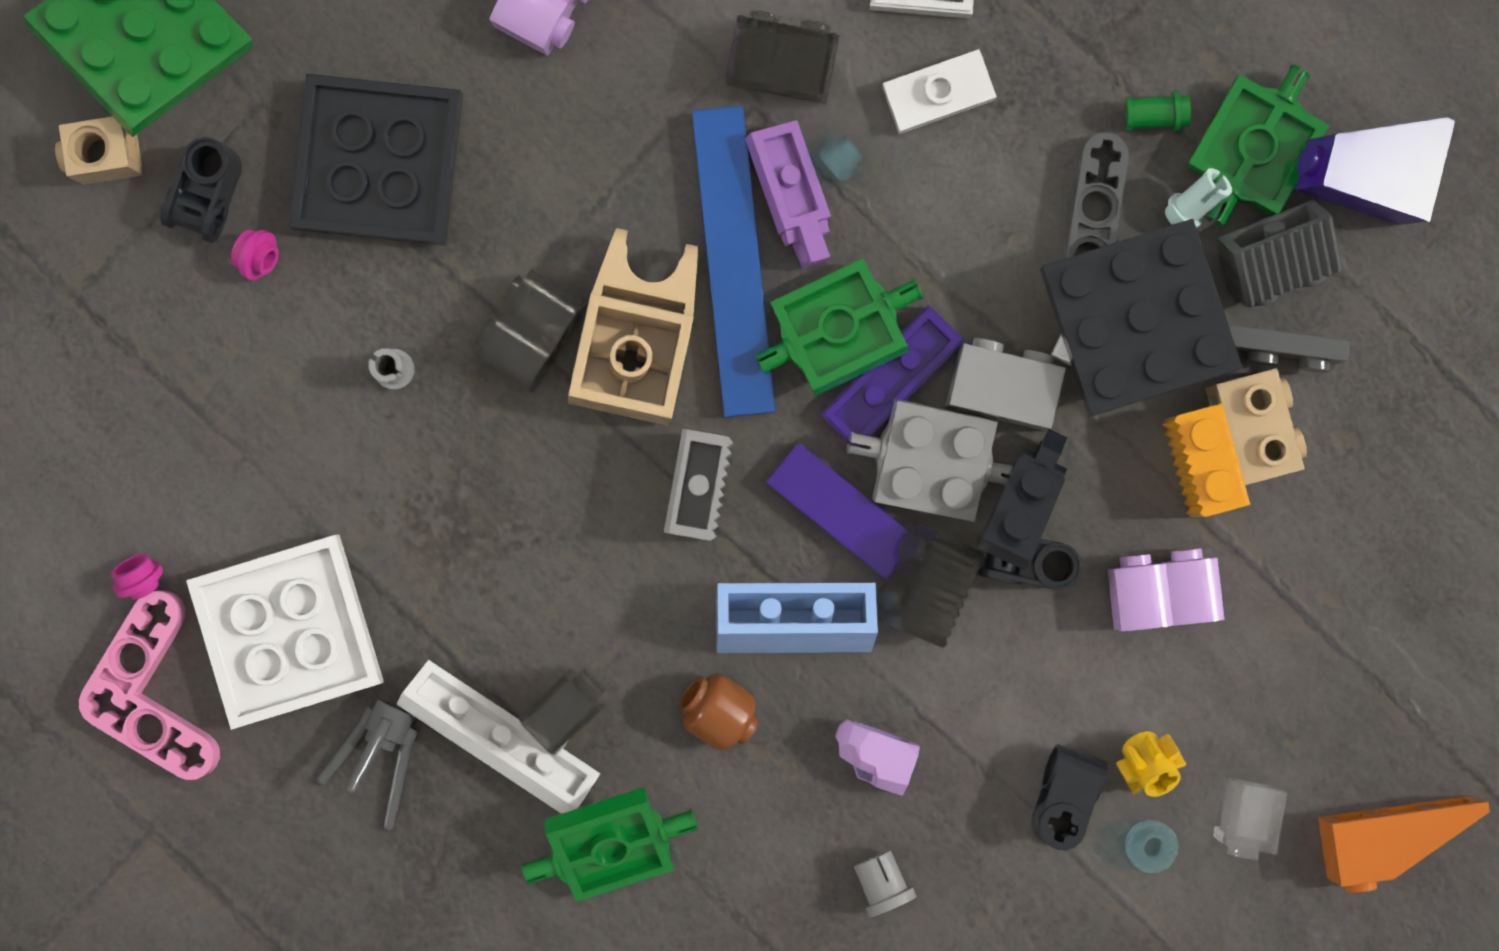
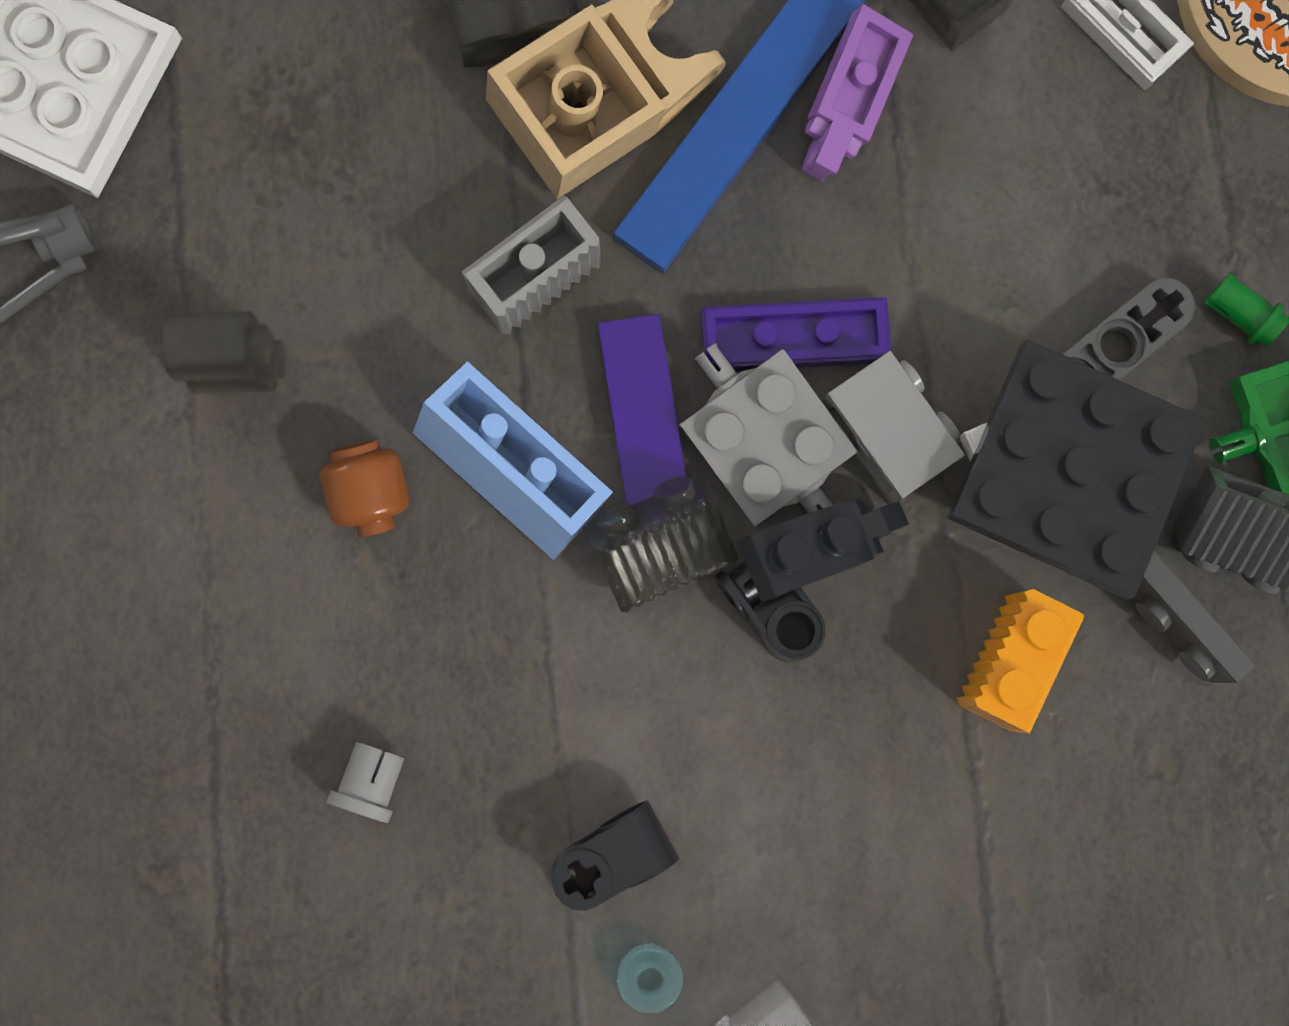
camera: 30 degrees right, 5 degrees down
(496, 738) = (135, 300): white plate -> none
(609, 845) = (150, 513): green plate -> none
(839, 327) = (788, 242): green plate -> none
(841, 157) = (924, 101): clear light blue plate -> none
(877, 755) = (471, 658): lavender rock -> none
(939, 91) = (1062, 124): white plate -> none
(1151, 764) = (718, 898): yellow gear -> none
(1165, 592) = (875, 748): lavender brick -> none
(1198, 198) = (1222, 414): light aqua pin -> none
(1261, 425) = (1102, 673): tan brick -> none

